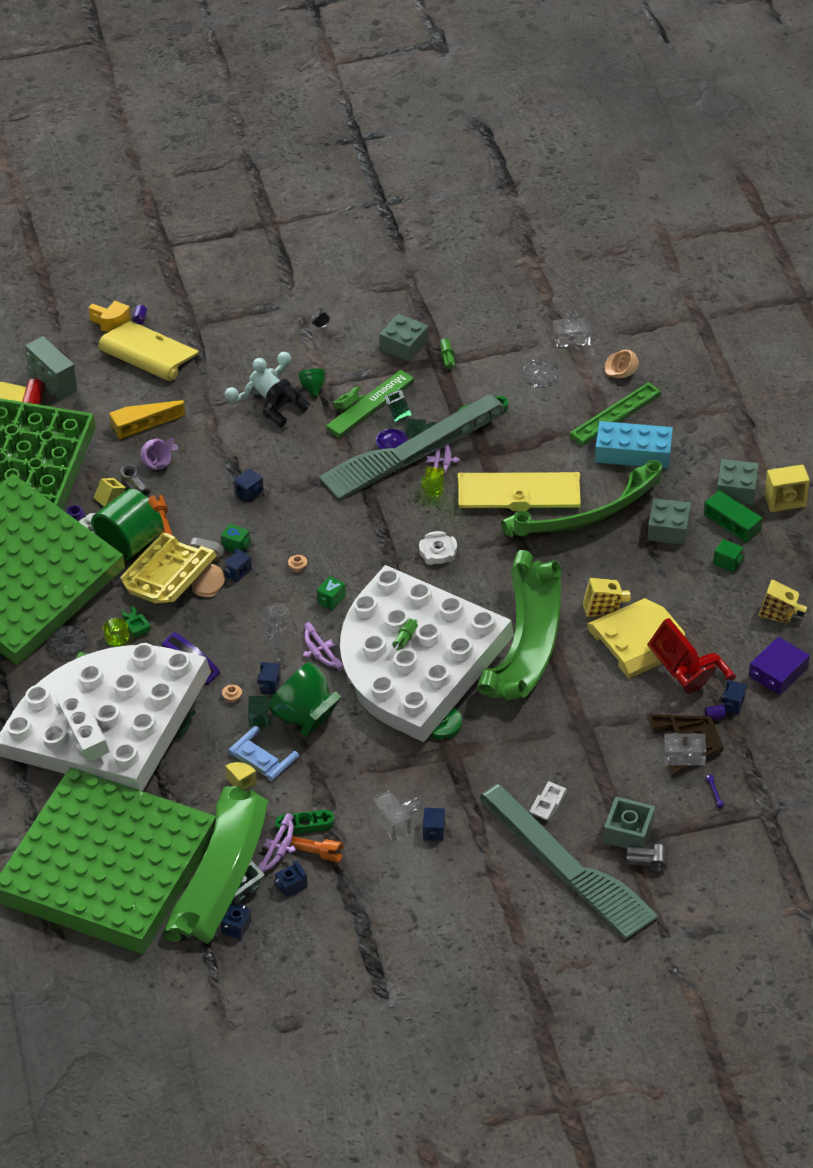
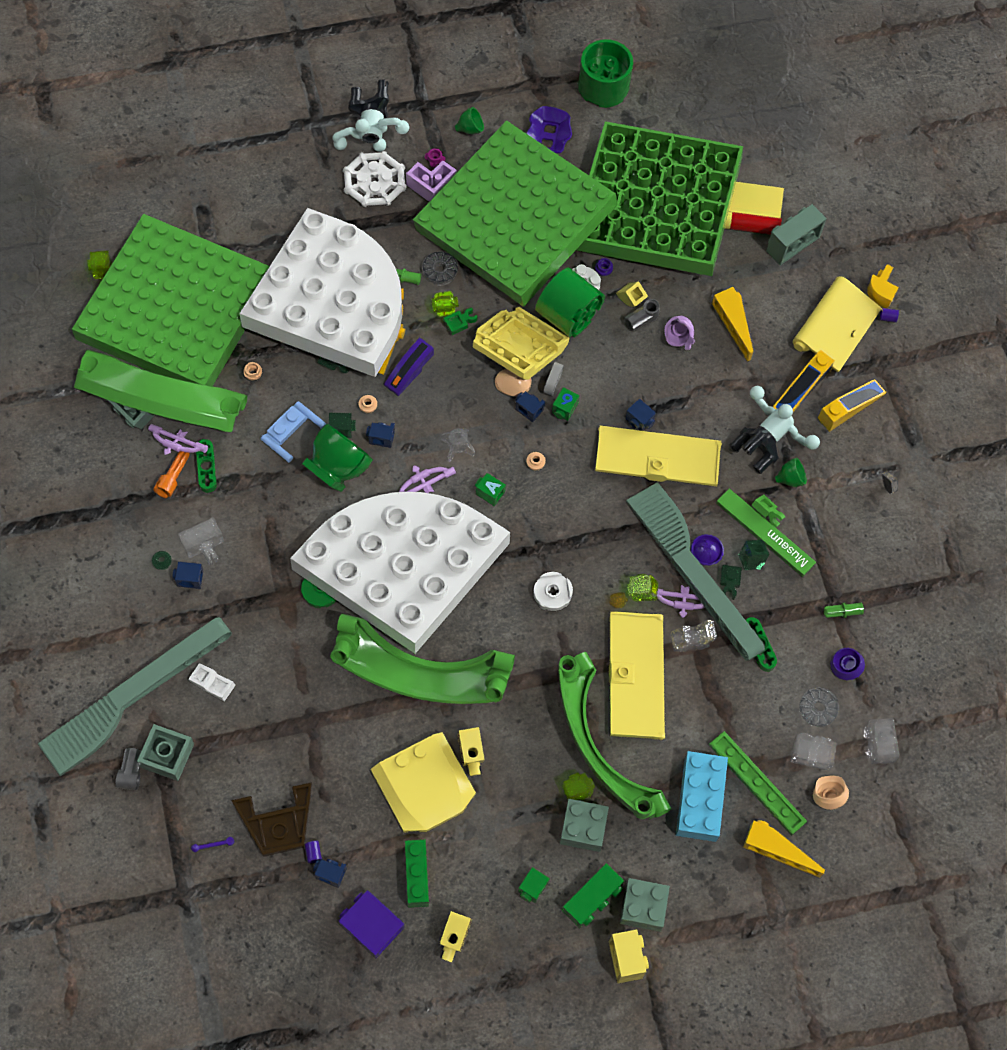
camera: 85 degrees right, 20 degrees up
(51, 929) = (99, 263): none -> clear neon green brick
(82, 724) = (295, 263): white brick -> none
(160, 505) = (607, 335): orange piece -> none
(190, 789) = (252, 366): none -> light nougat plate
(212, 370) = (806, 381): none -> slope
(236, 921) = (88, 409): dark blue brick -> none
(239, 343) = (850, 404): none -> yellow slope
(241, 775) = (261, 410): light yellow brick -> none
(291, 475) = (658, 456): none -> light yellow door
(291, 880) = (137, 452): dark blue brick -> none
(404, 337) = (863, 565): sand green brick -> none
(405, 634) = (404, 544): bright green axle -> none
(413, 855) = (161, 565): none -> clear green plate
(445, 501) = (618, 600): none -> clear yellow plate
(481, 446) = (693, 638): none -> clear brick
(499, 353) = (853, 663): none -> dark purple hat
(584, 374) = (813, 751): none -> clear brick
(634, 527) = (578, 787): none -> clear neon green brick
(673, 400) = (770, 843): none -> yellow slope
(683, 660) = (360, 825): red plate -> none
(684, 749) = (250, 800): clear brick -> none
(728, 634) = (416, 873): none -> green brick

